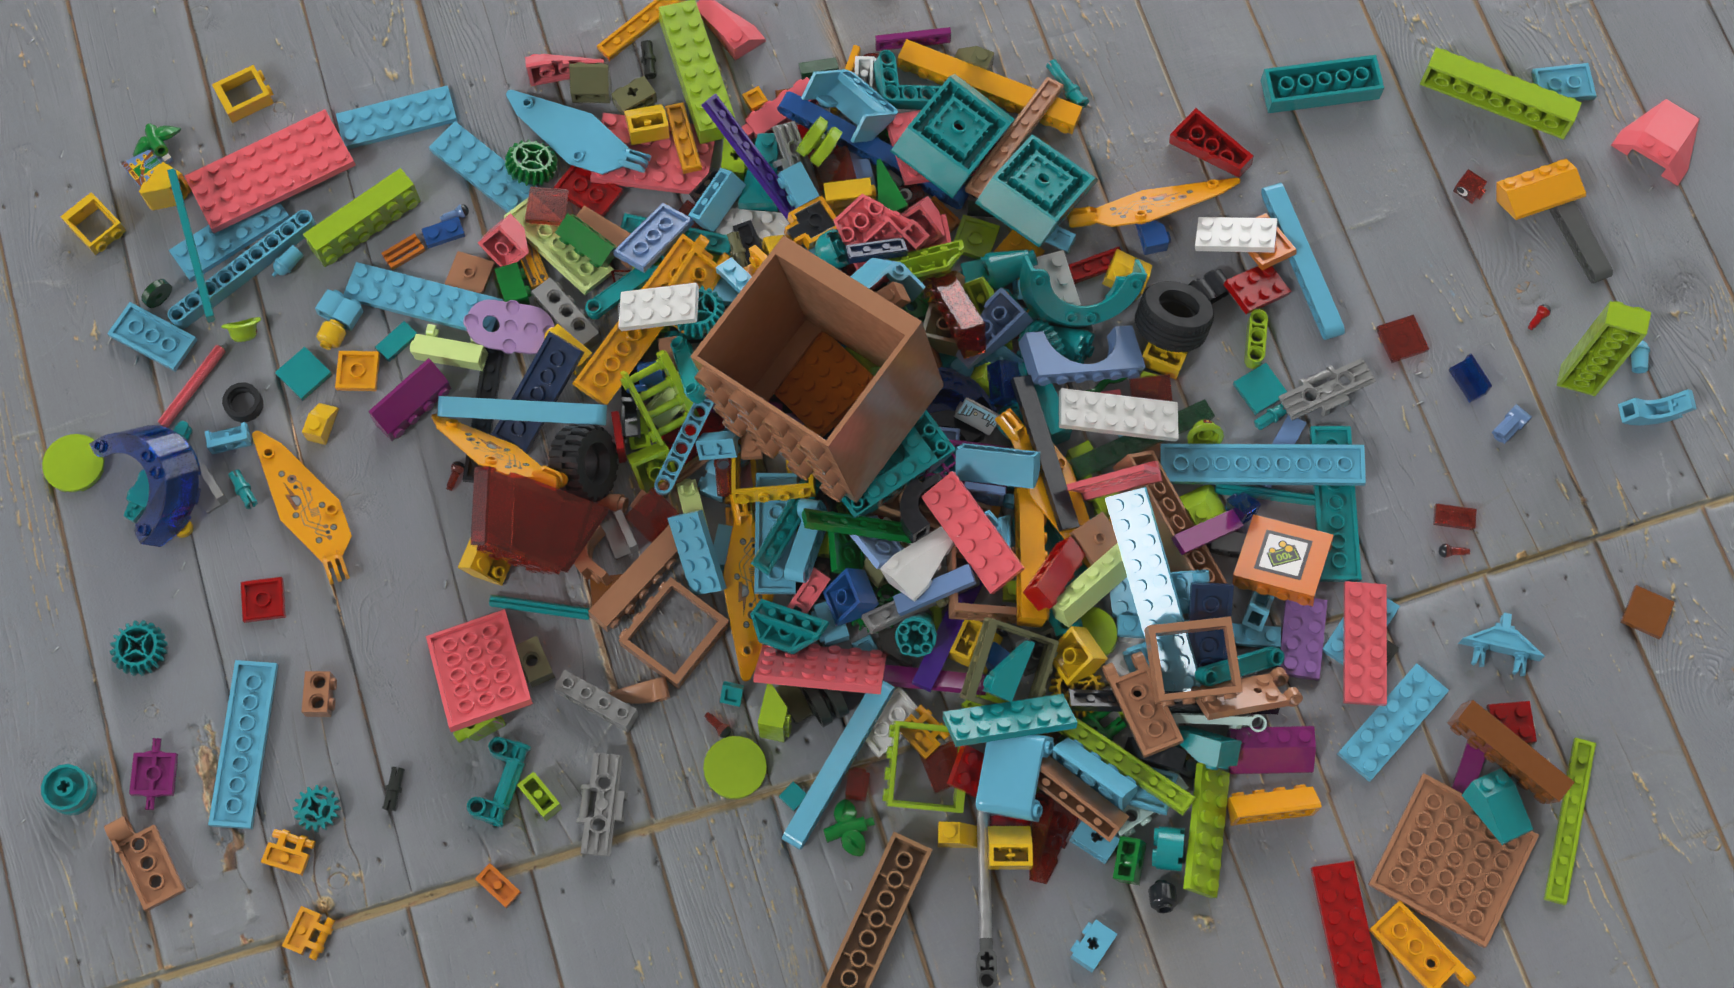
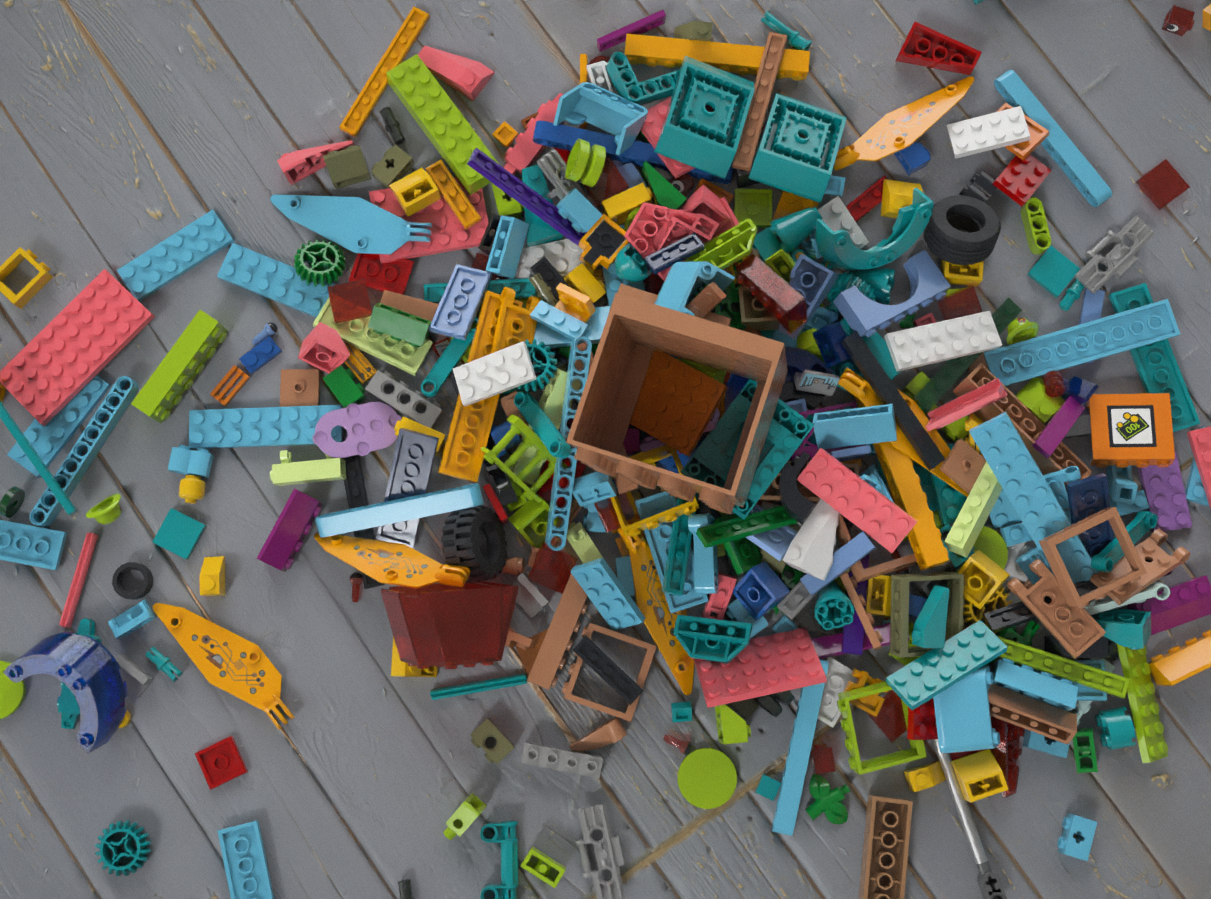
camera: 20 degrees left, 10 degrees up
(286, 262) = (123, 430): medium azure piece -> none
(312, 694) = (300, 837): nougat brick -> none
(357, 371) = (229, 515): light orange plate -> none
(396, 341) = (255, 474): teal tile -> none
(478, 670) = (447, 772): coral plate -> none
(672, 627) = (608, 670): none -> black tile
(809, 67) = (553, 86): slope -> none
(945, 654) = (866, 619): none -> nougat plate
(1054, 574) = (942, 514): red brick -> none
(1162, 896) = (1122, 771): black head -> none
(1220, 493) = (1053, 384): none -> clear red wheel
(1267, 494) = (1100, 367): teal axle -> none

